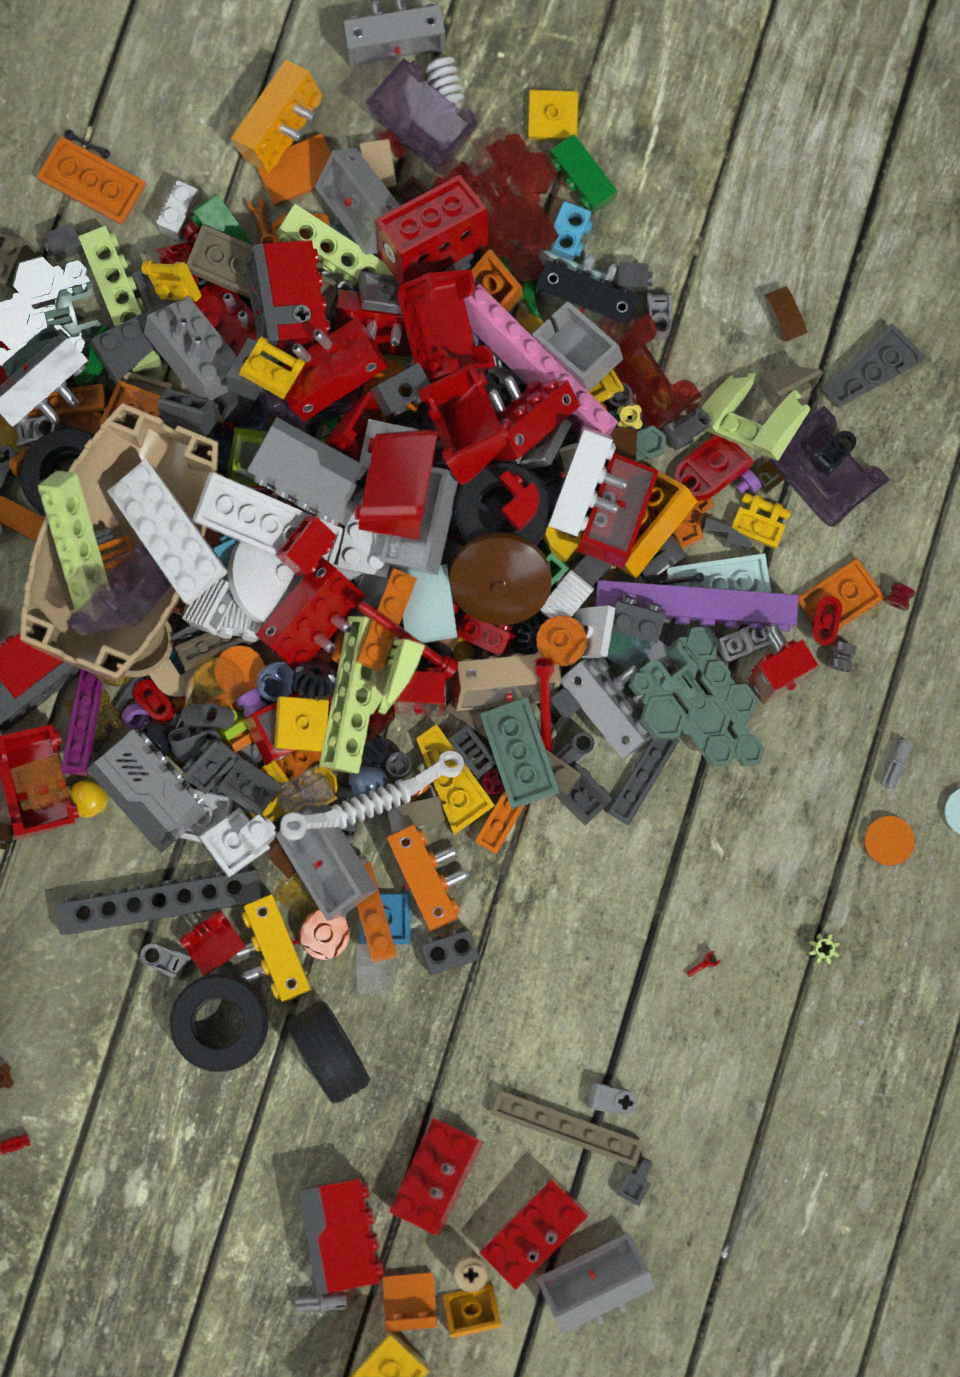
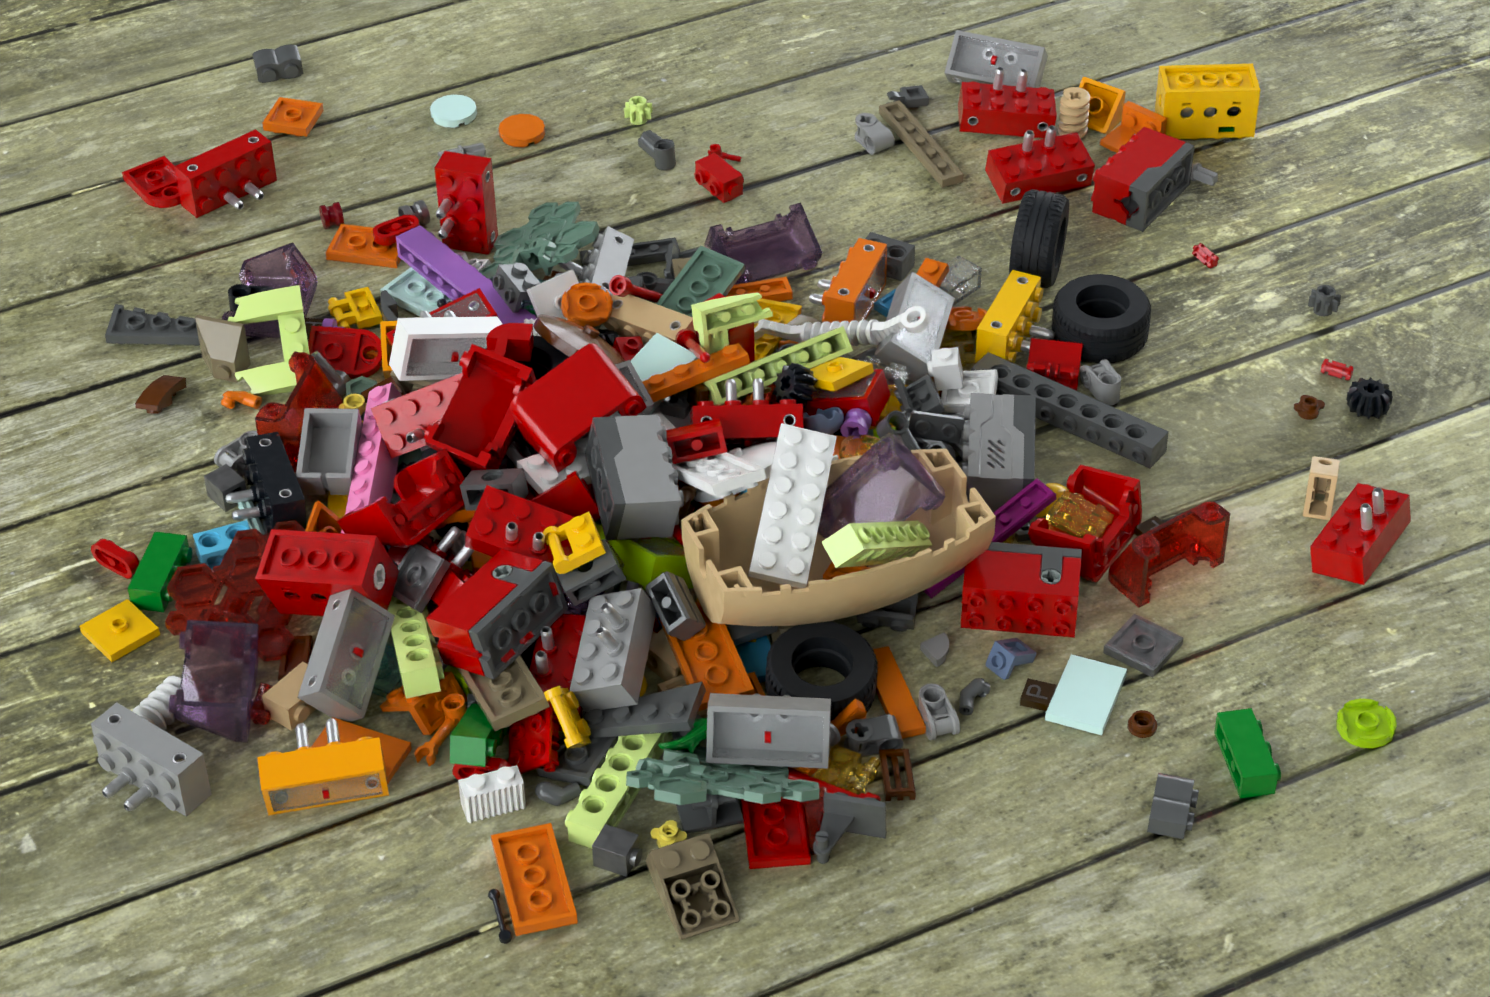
camera: 130 degrees left, 40 degrees down
(77, 1217) = (1324, 300): none -> dark grey gear
(147, 250) = (555, 794): none -> dark grey arm
(223, 1196) = (1205, 255): none -> piece
(546, 867) = (769, 247): none -> clear purple windscreen
(632, 156) = (115, 558): none -> red plate
(664, 920) = (719, 177): none -> red brick
(732, 366) = (241, 397): none -> orange arm
(757, 916) = (659, 149): none -> dark grey piece

